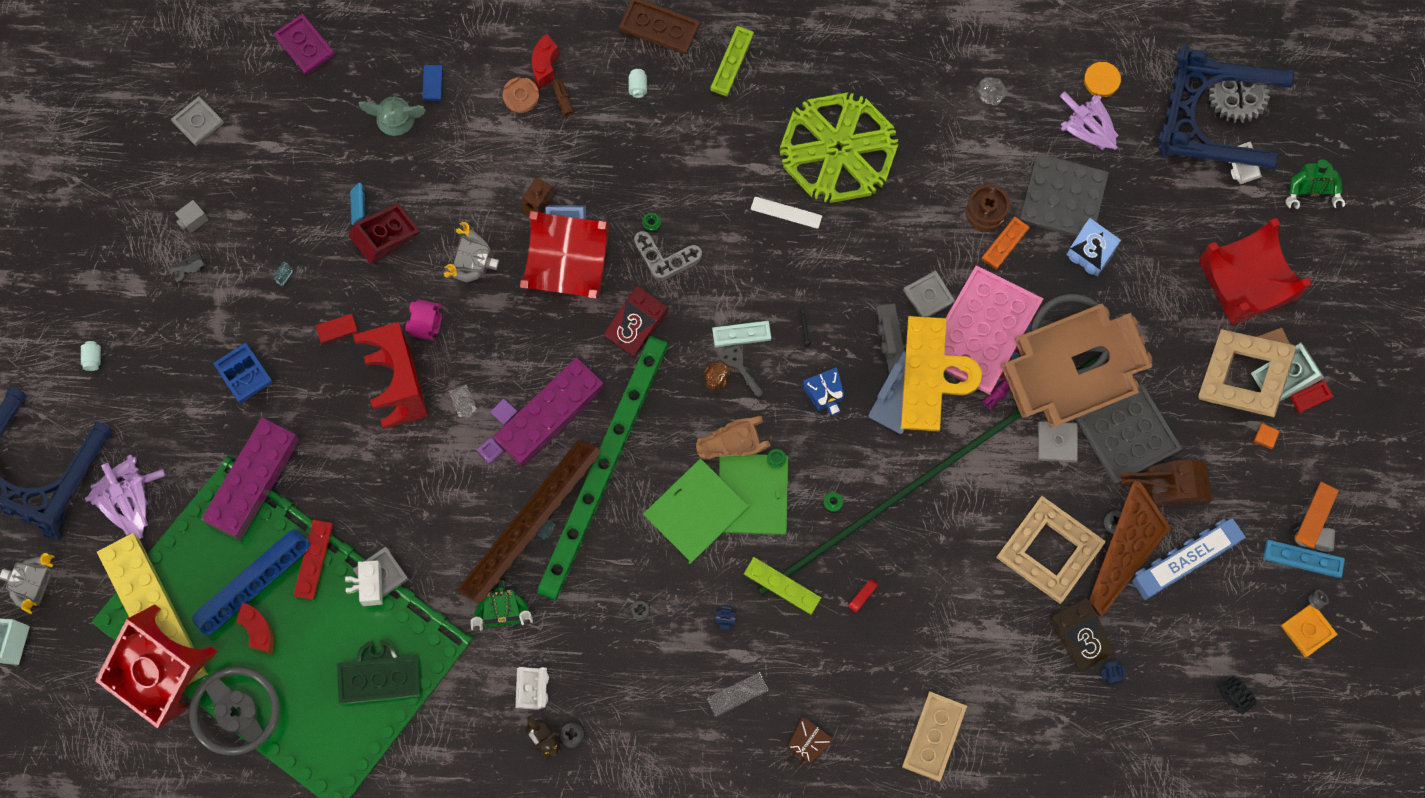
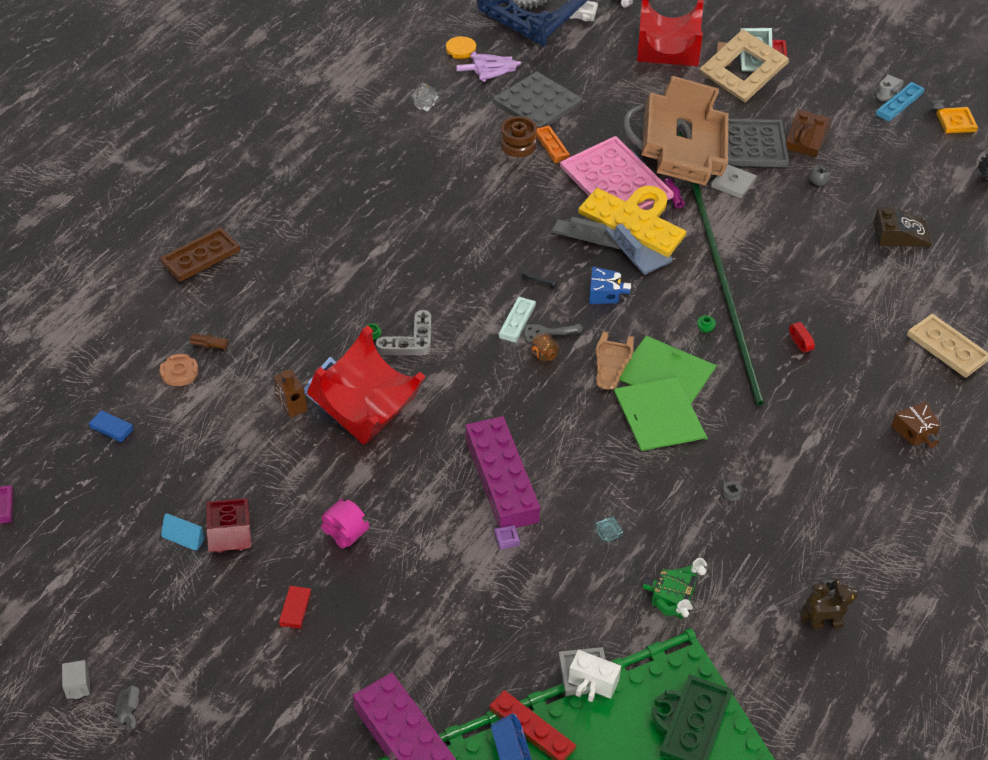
camera: 60 degrees left, 25 degrees down
(242, 373) = (290, 697): blue bracket -> none
(282, 273) = (203, 624): clear light blue tile -> none
(393, 115) = (117, 463): sand green helmet -> none
(405, 388) = (390, 549): red piece -> none
(462, 401) = (446, 531): clear brick -> none
(472, 257) = (306, 464): light grey torso -> none
(503, 412) = (476, 510): medium lavender tile -> none
(528, 521) = (602, 533): reddish brown plate -> none
(531, 688) = (768, 600): white bracket -> none
(542, 61) = (164, 337): red brick -> none
(599, 478) = (584, 462): green beam -> none
(636, 321) = (457, 377): dark red slope -> none
(637, 83) = (240, 287): light aqua brick -> none
(725, 617) = (773, 431): dark blue gear -> none
(732, 61) = (272, 225): lime plate -> none
(737, 694) = (848, 457): clear tile -> none
(776, 458) = (646, 340): green plate -> none
(782, 585) = (764, 383): lime plate -> none
(786, 212) = (429, 251): white sticker -> none
(843, 135) = (390, 191): lime plate -> none
(929, 295) = (565, 197): light grey plate -> none
(1047, 513) = (851, 226): tan plate -> none
(1093, 247) = (595, 91): light blue slope -> none
(1114, 672) = (944, 223): dark blue gear -> none
(1134, 539) = (846, 169): dark orange wing -> none
(1186, 560) = (871, 152): brick -> none
(1266, 436) = (795, 81): orange tile -> none
(1316, 514) = (874, 76): orange tile -> none

